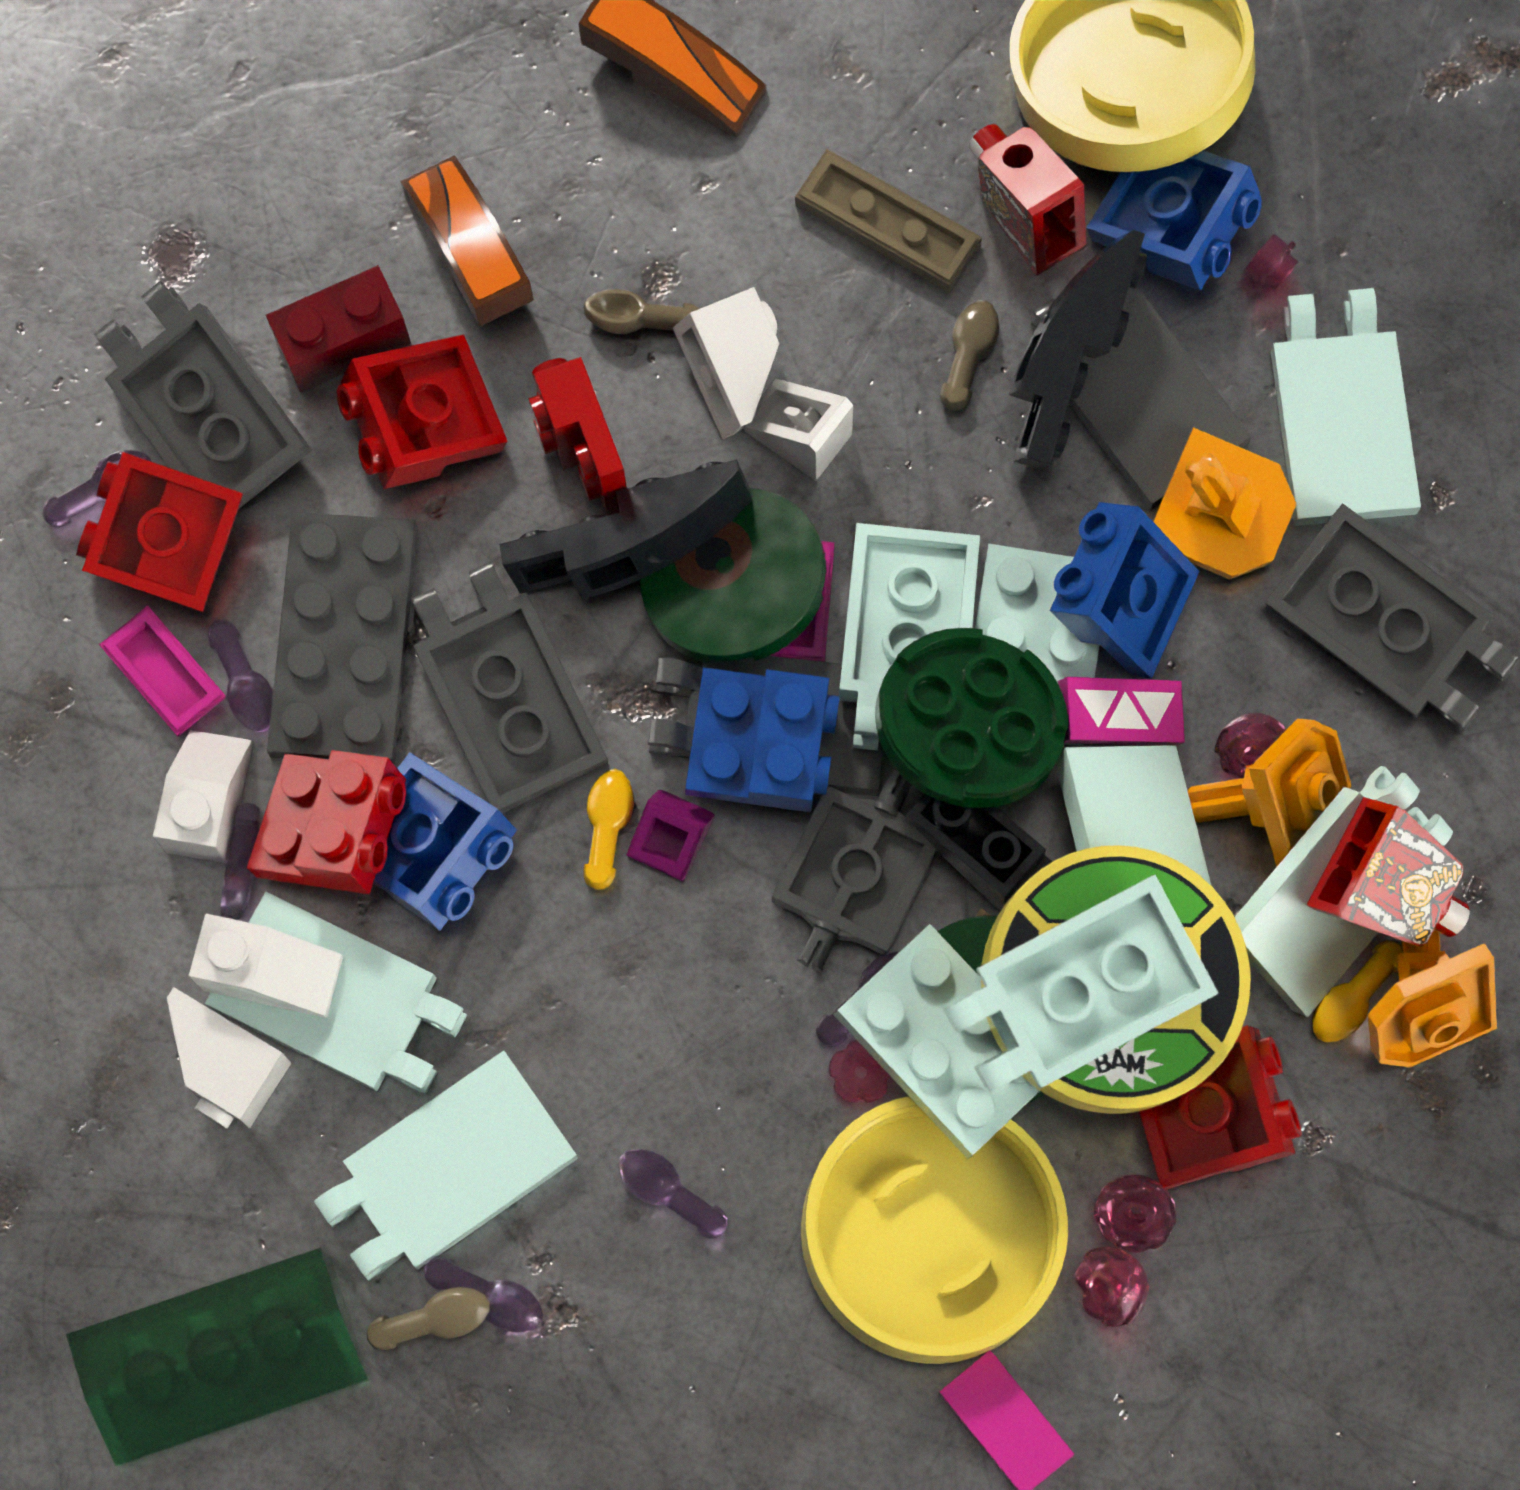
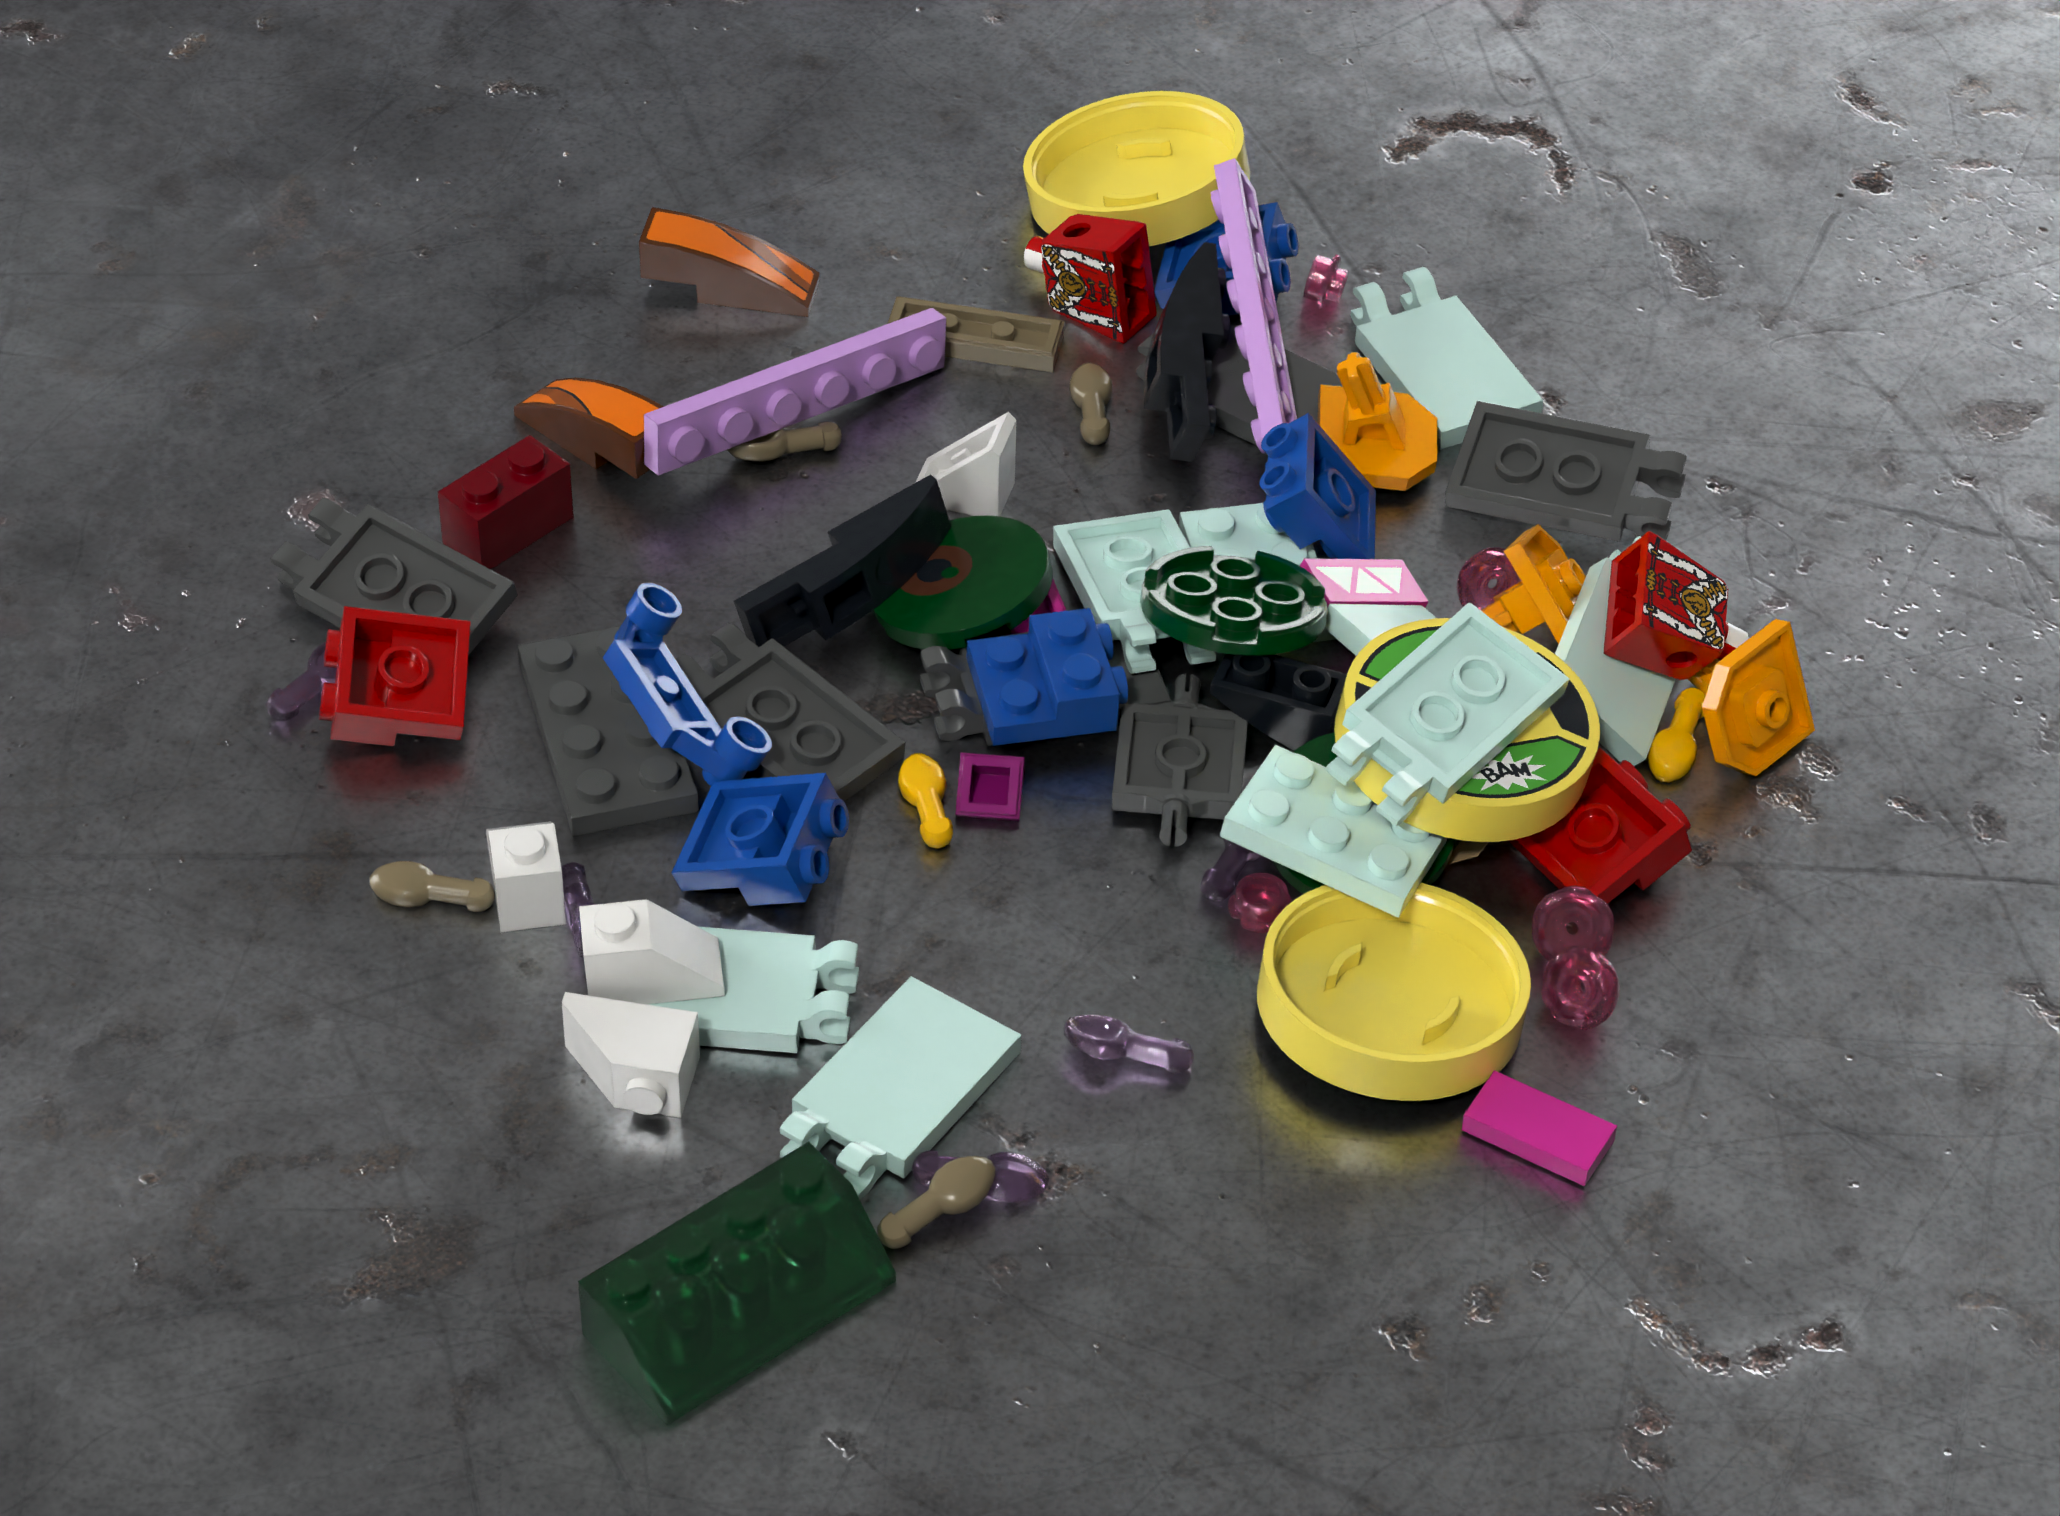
camera: 25 degrees left, 30 degrees down
(105, 775) = (414, 885): none -> dark tan piece
(162, 671) = (439, 791): dark pink tile -> none
(247, 690) = (529, 789): clear purple piece -> none
(329, 821) = (665, 841): plate -> none
(391, 649) = (668, 699): none -> blue plate
(419, 410) = (607, 542): red plate -> none
(575, 427) = (771, 502): red plate -> none
(666, 271) = (793, 391): none -> lavender plate
(730, 356) = (878, 434): white slope -> none
(1161, 315) = (1253, 299): none -> lavender plate

